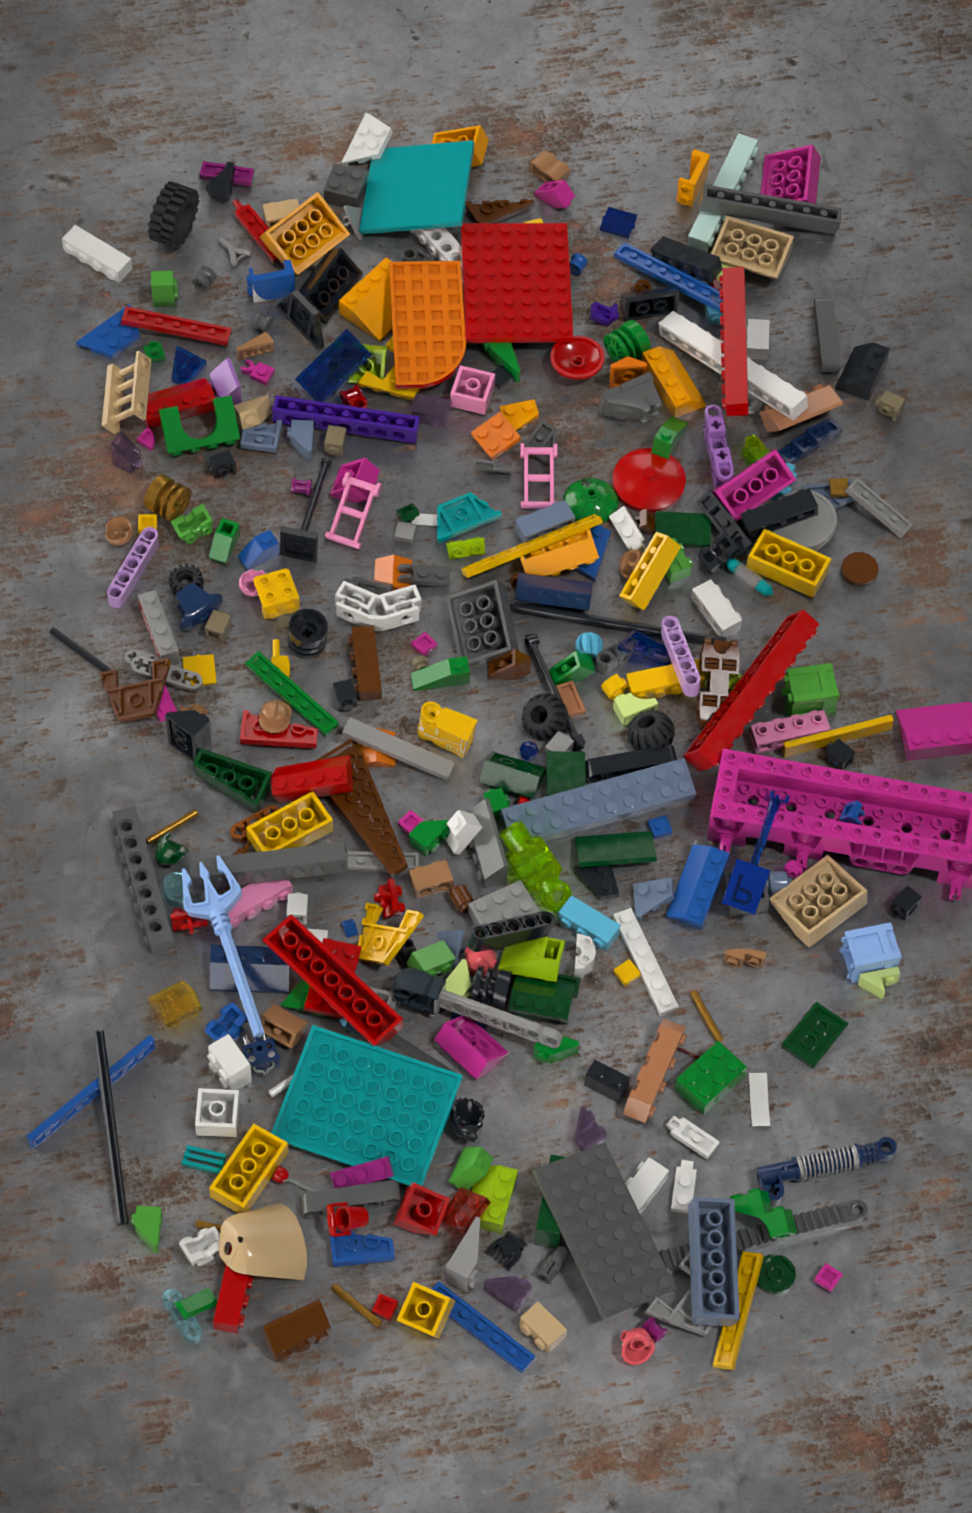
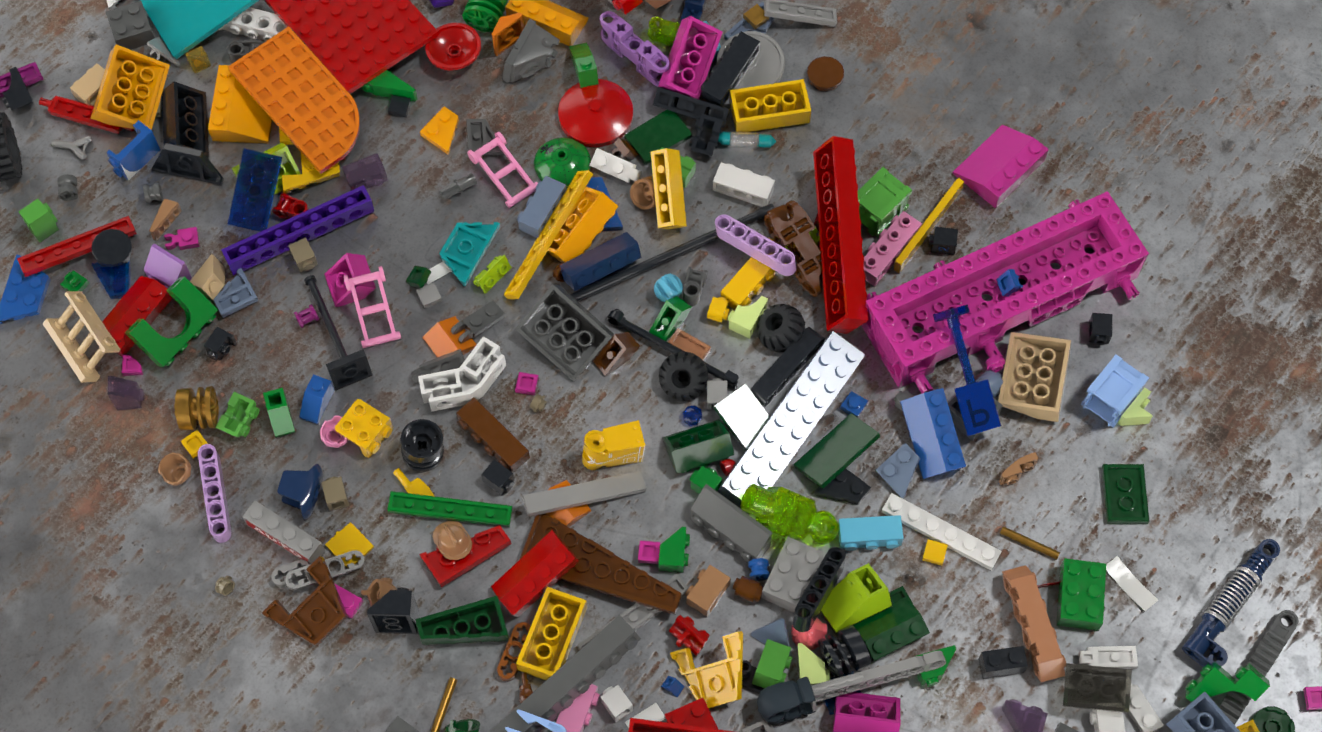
camera: 35 degrees left, 5 degrees up
(78, 649) = (228, 604): black bar -> none
(89, 636) = (225, 585): none -> dark tan plate
(185, 573) = (265, 466): black tyre -> none
(199, 343) = (112, 248): none -> black tile
(302, 437) = (271, 271): sand blue slope -> none
(376, 244) = (198, 59): none -> clear yellow slope
(442, 674) = (565, 400): green slope -> none
(463, 829) = (702, 528): white arch -> none
(472, 390) = (387, 132): bright pink brick -> none
(482, 889) = (759, 569): none -> blue wheel
(496, 436) = (438, 159): orange plate -> none
(584, 956) = (893, 561): white cylinder -> none
(645, 647) = (716, 257): clear blue wing -> none
(660, 1145) = (1097, 688): none -> clear smoke slope

